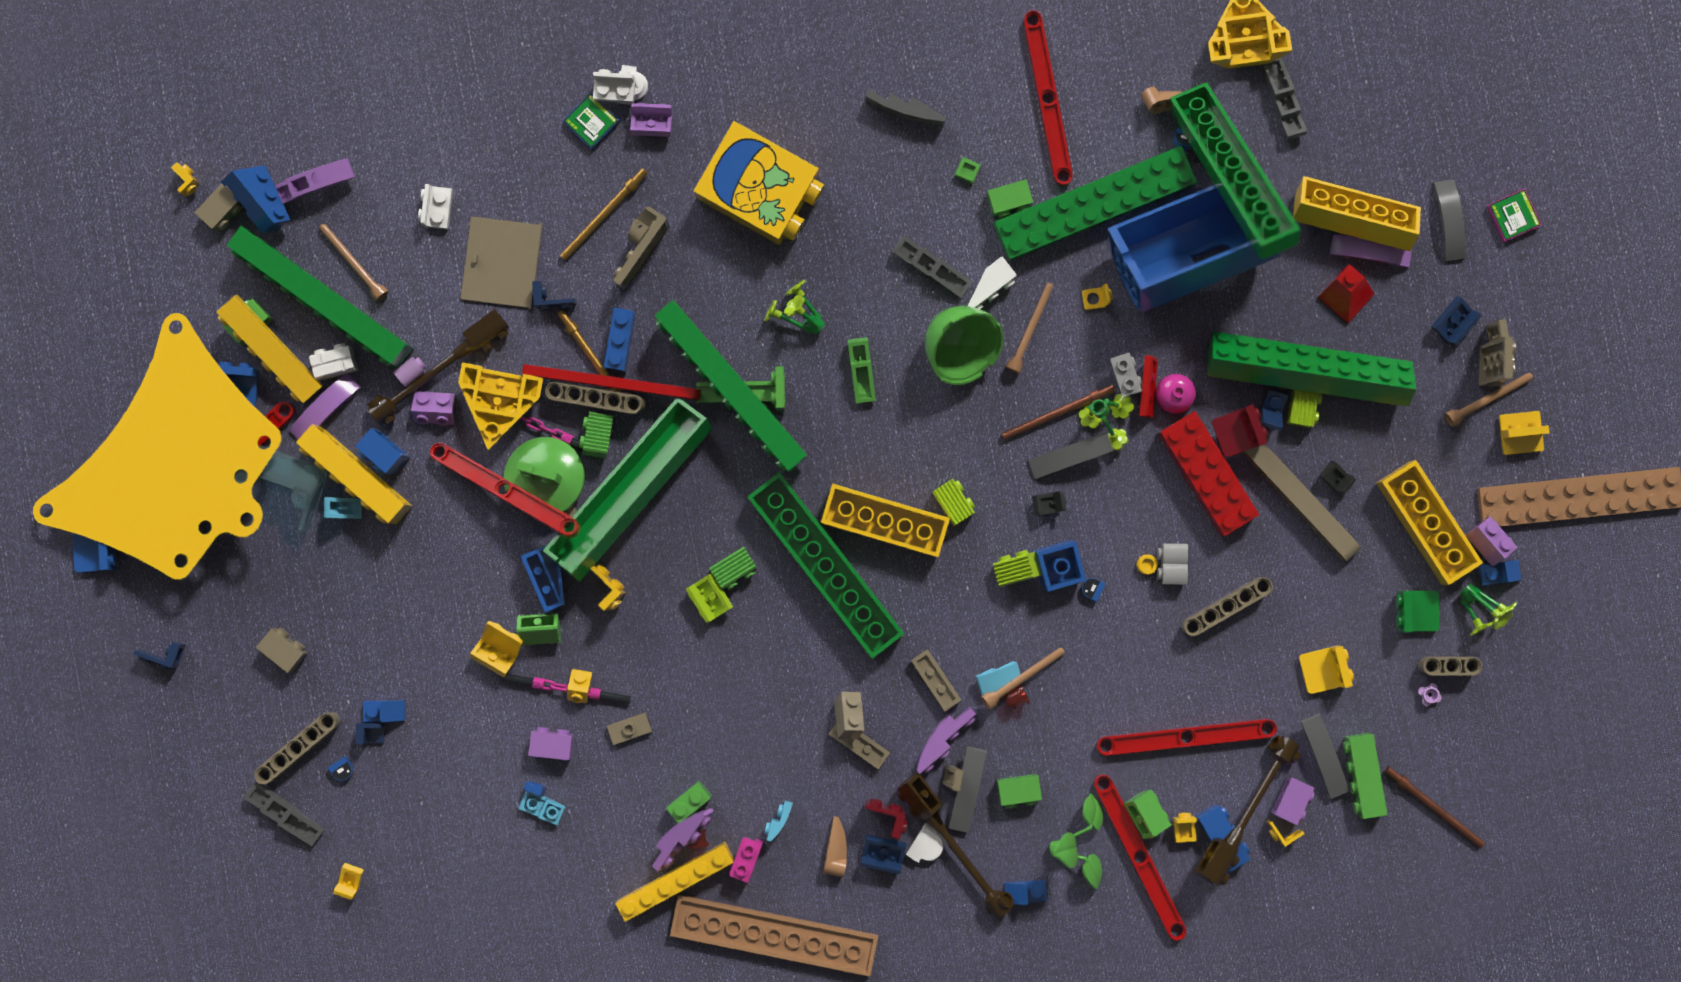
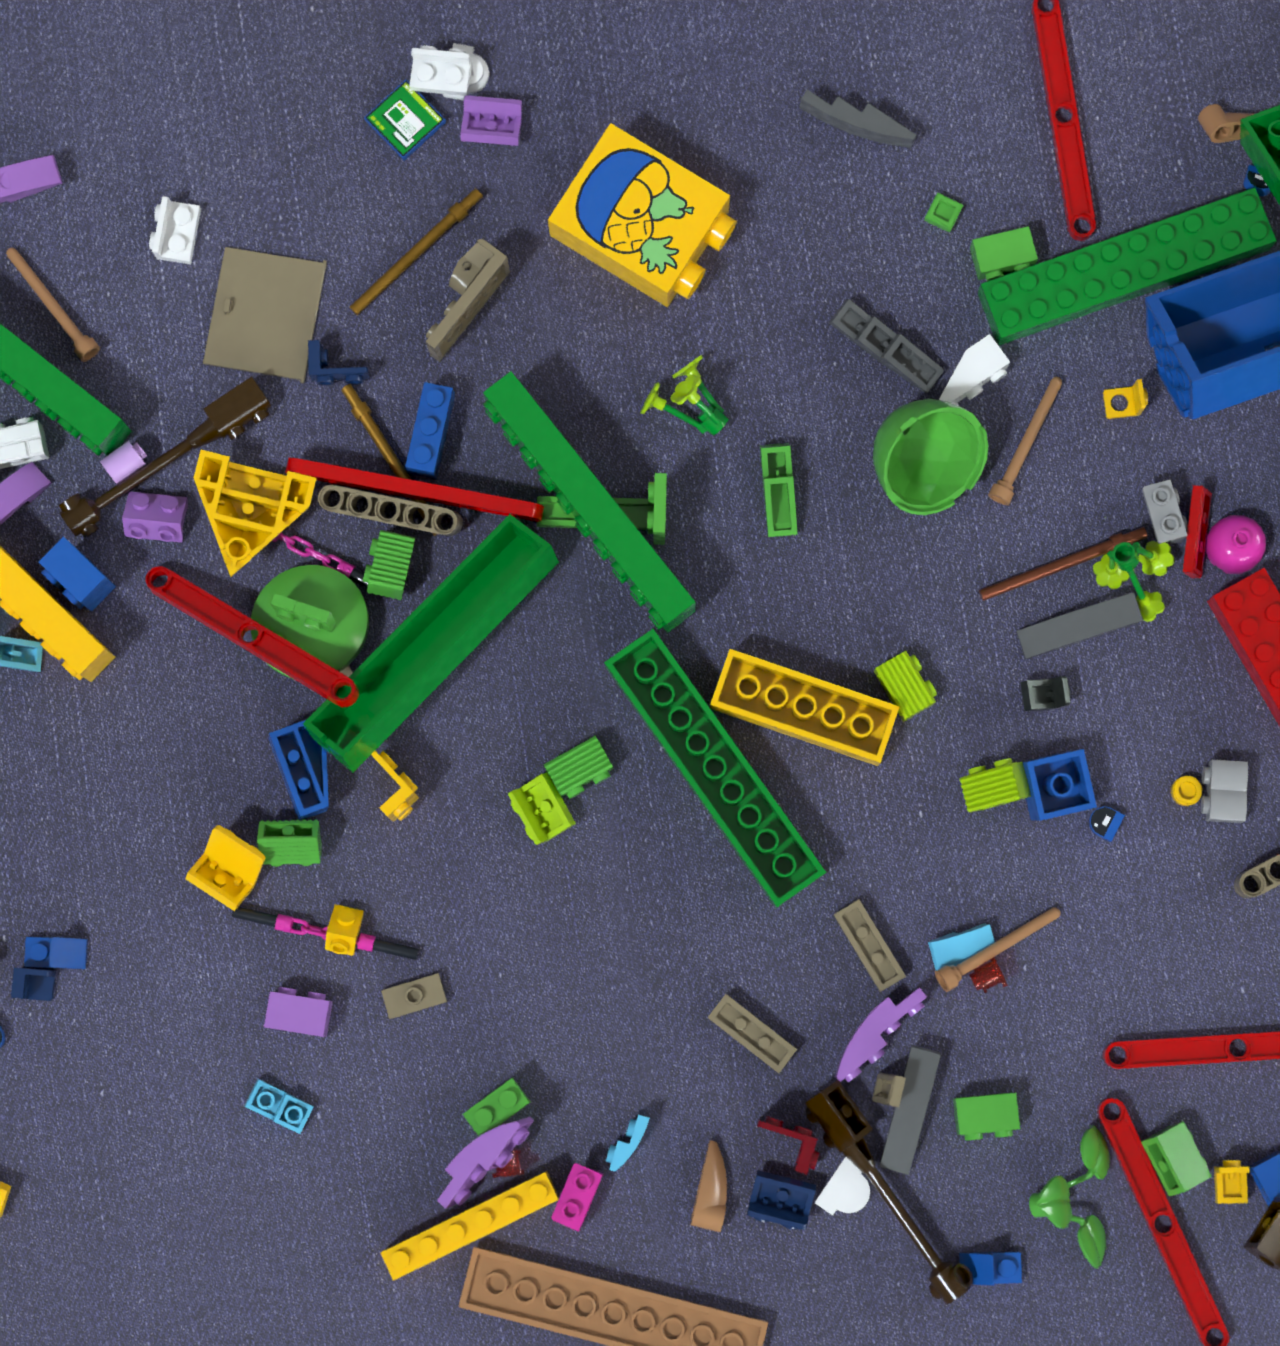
camera: 10 degrees right, 5 degrees down
(535, 788) = (270, 1077): blue tile -> none
(849, 715) = (739, 990): dark tan brick -> none

